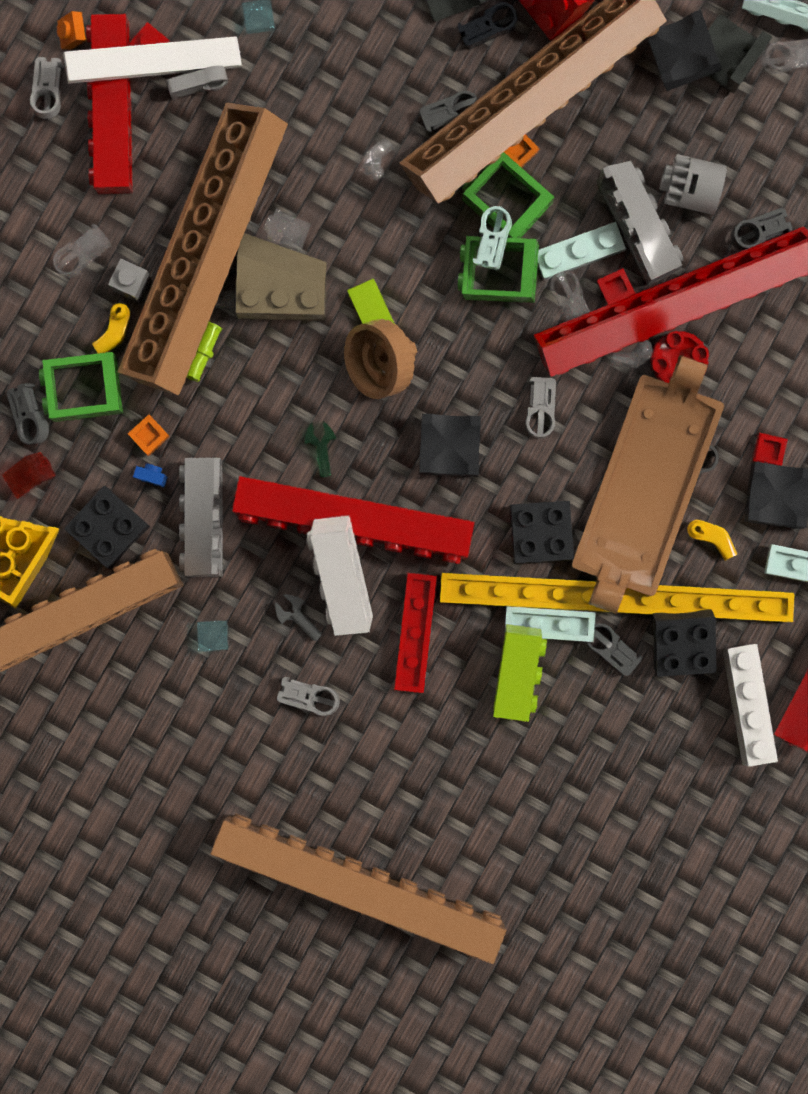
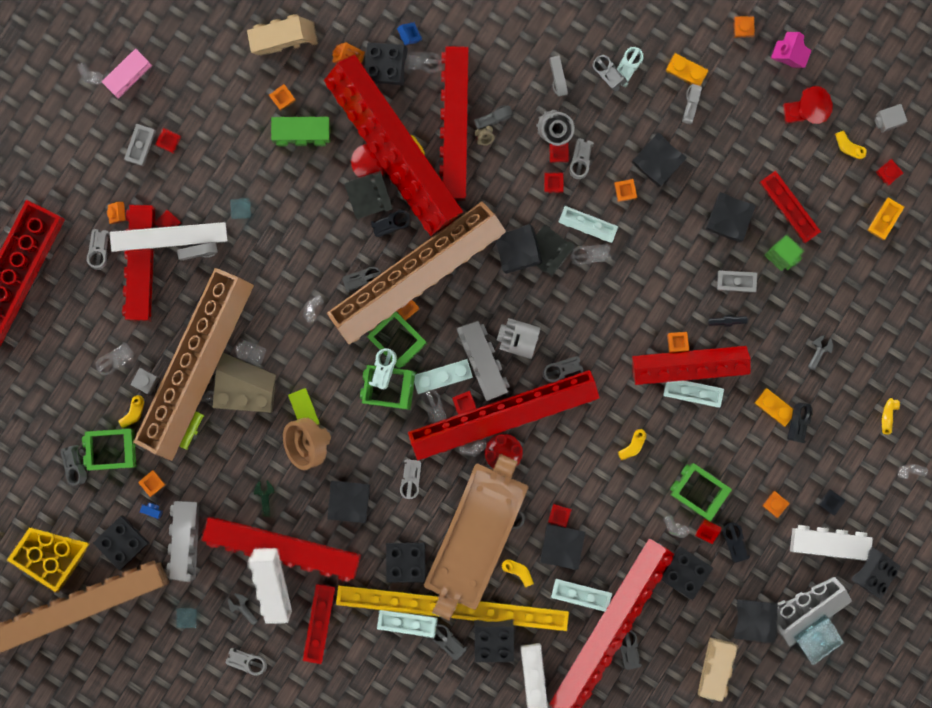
camera: 10 degrees right, 0 degrees up
(28, 474) = (72, 505): clear red bracket -> none
(519, 673) = (384, 655): lime brick -> none

